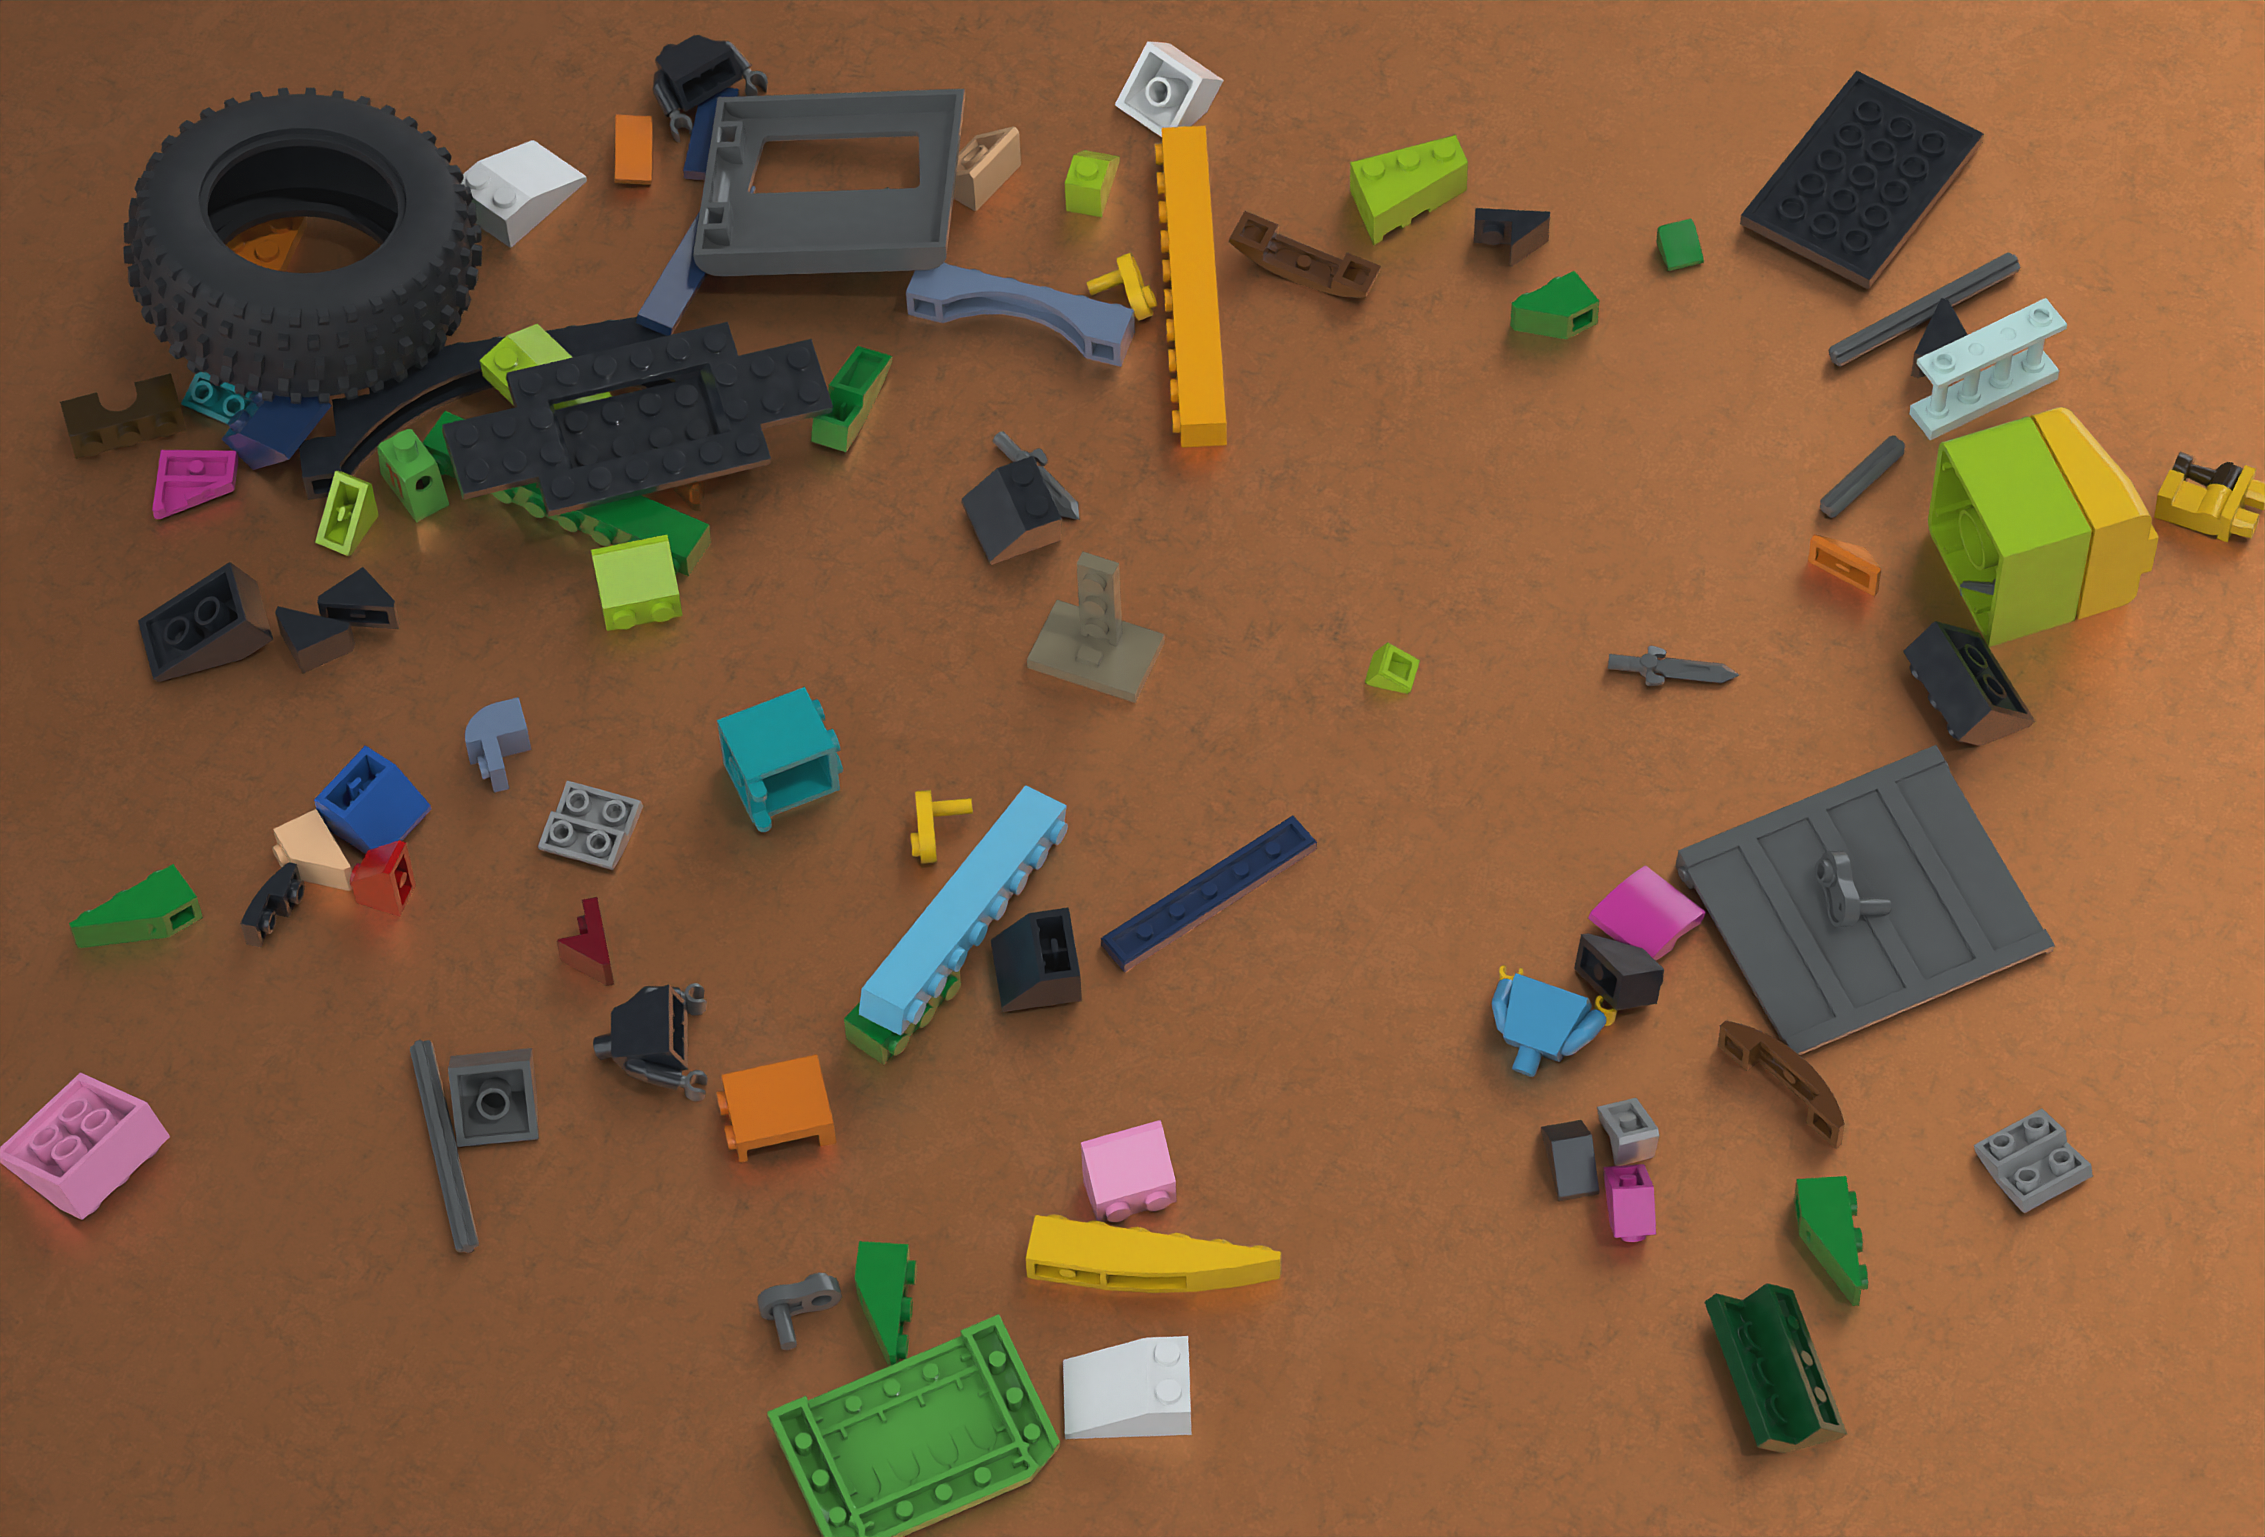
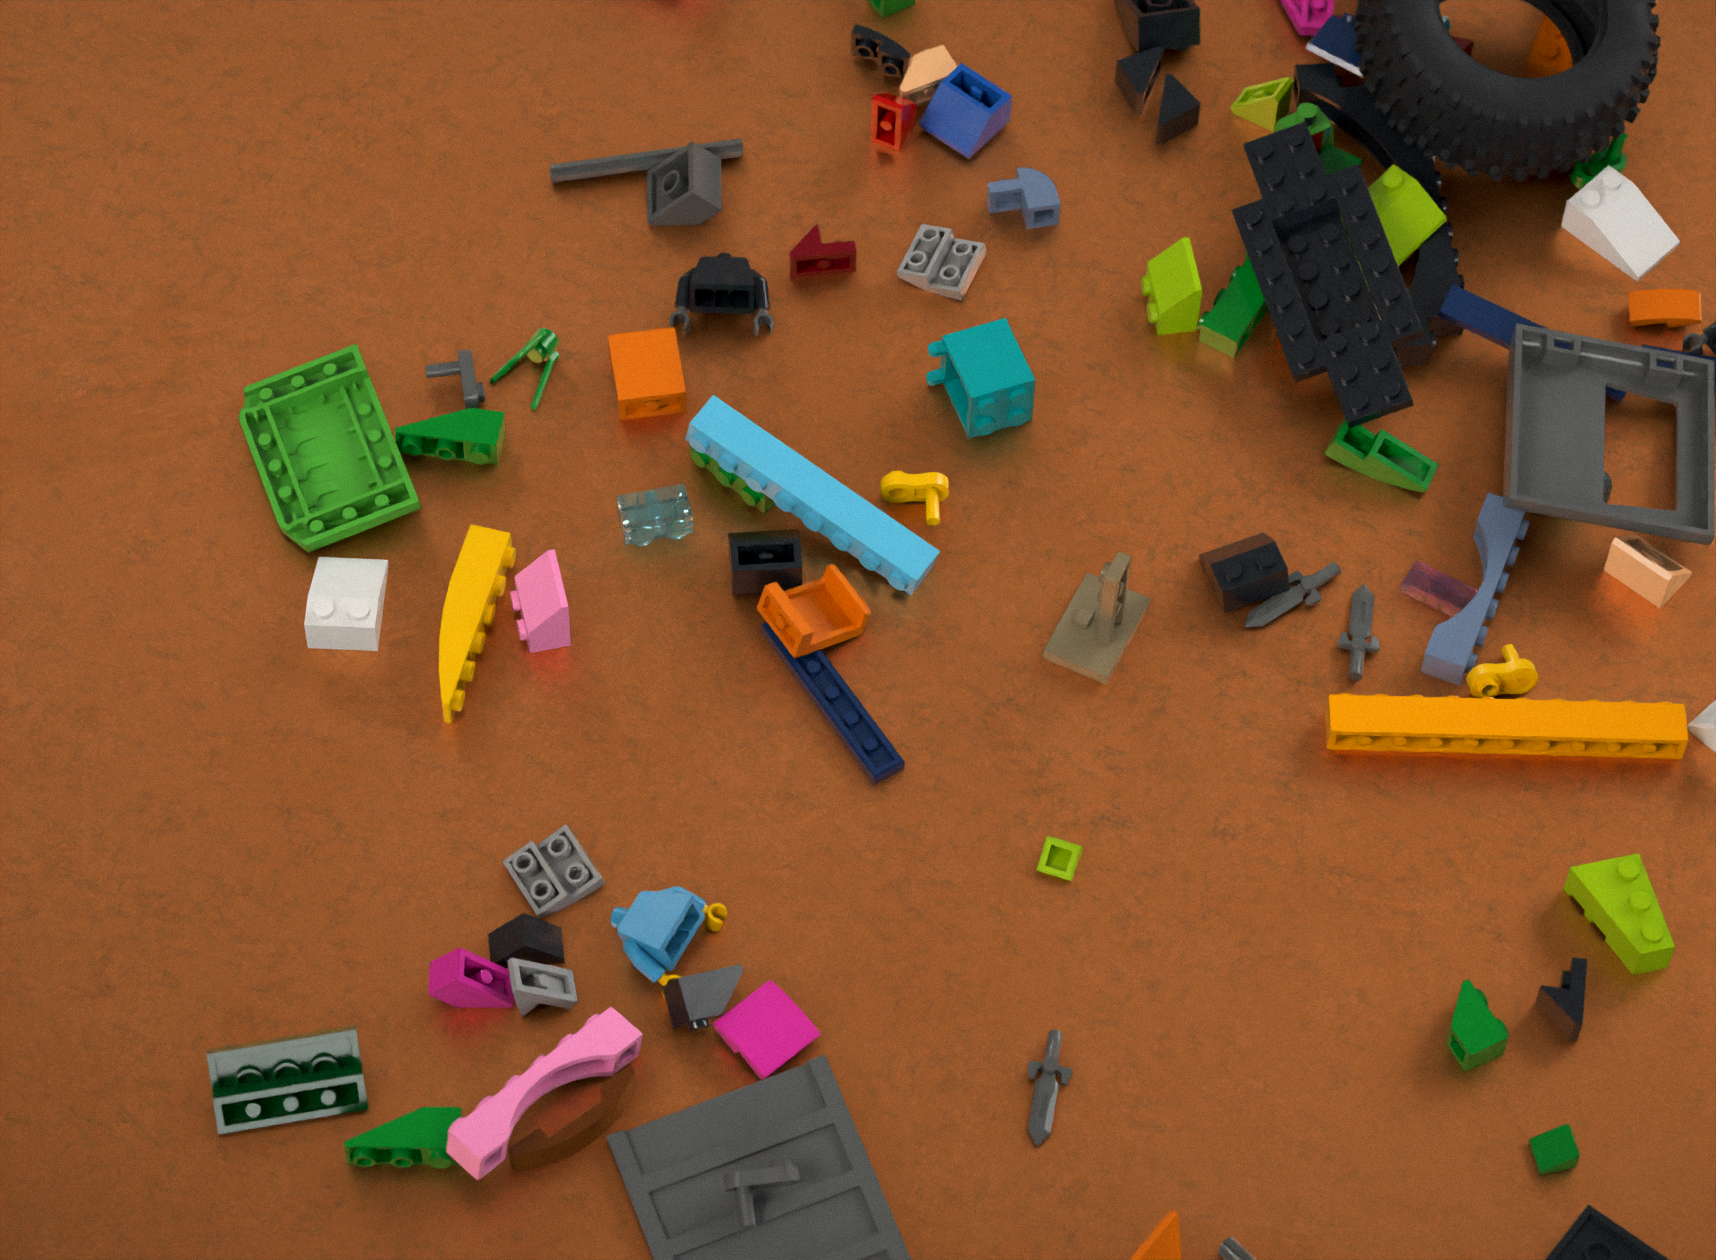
camera: 90 degrees right, 0 degrees up
(745, 1227) = (538, 349): none -> green plant
(984, 1081) = (654, 514): none -> clear light blue brick
(1019, 347) = (1437, 589): none -> plate
(1077, 415) = (1360, 630): none -> dark grey sword
(1090, 182) = (1635, 653): lime slope -> none
(1111, 907) = (814, 612): none -> orange panel
(1301, 263) = (1537, 817): reddish brown slope -> none
(1472, 1139) = (554, 872): none -> light grey slope
(1831, 1138) = (597, 1049): none -> bright pink arch

